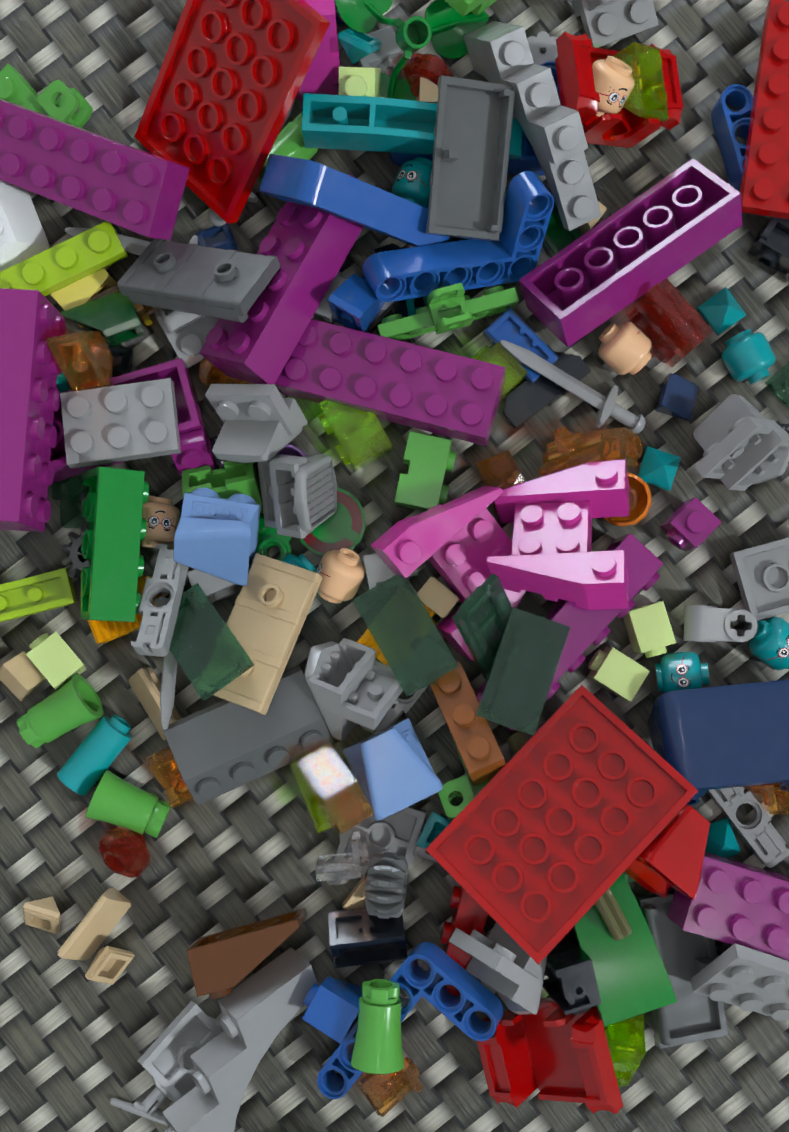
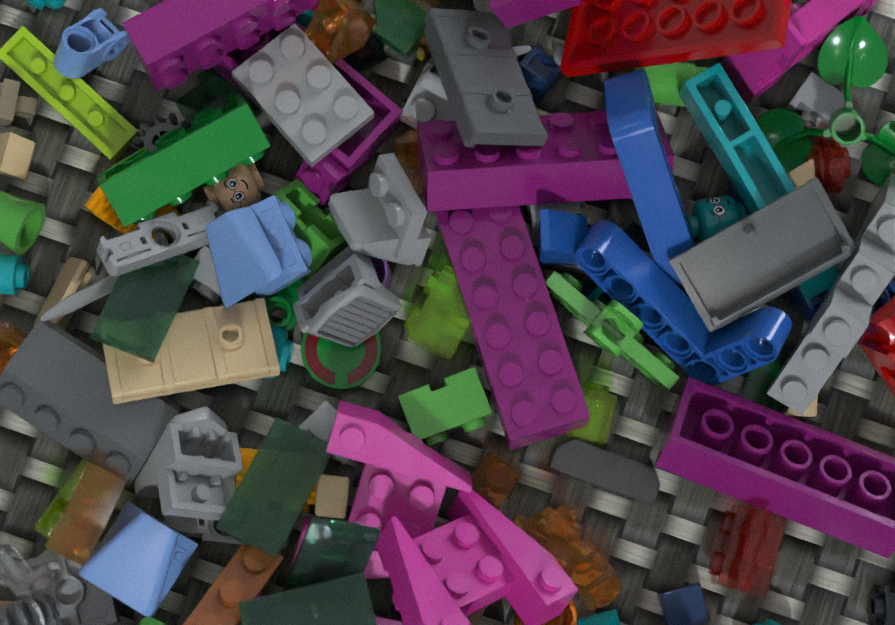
camera: 55 degrees right, 5 degrees down
(54, 659) = (45, 176): yellowish green brick -> none
(341, 575) = (294, 391): light nougat head -> none
(358, 45) = (808, 82): teal slope -> none
(360, 81) = (771, 107): yellowish green brick -> none
(515, 330) = (631, 420): blue plate -> none
(606, 404) = (627, 539): light grey sword -> none
(624, 348) = (694, 523): light nougat head -> none
(721, 311) = (798, 596): teal slope -> none

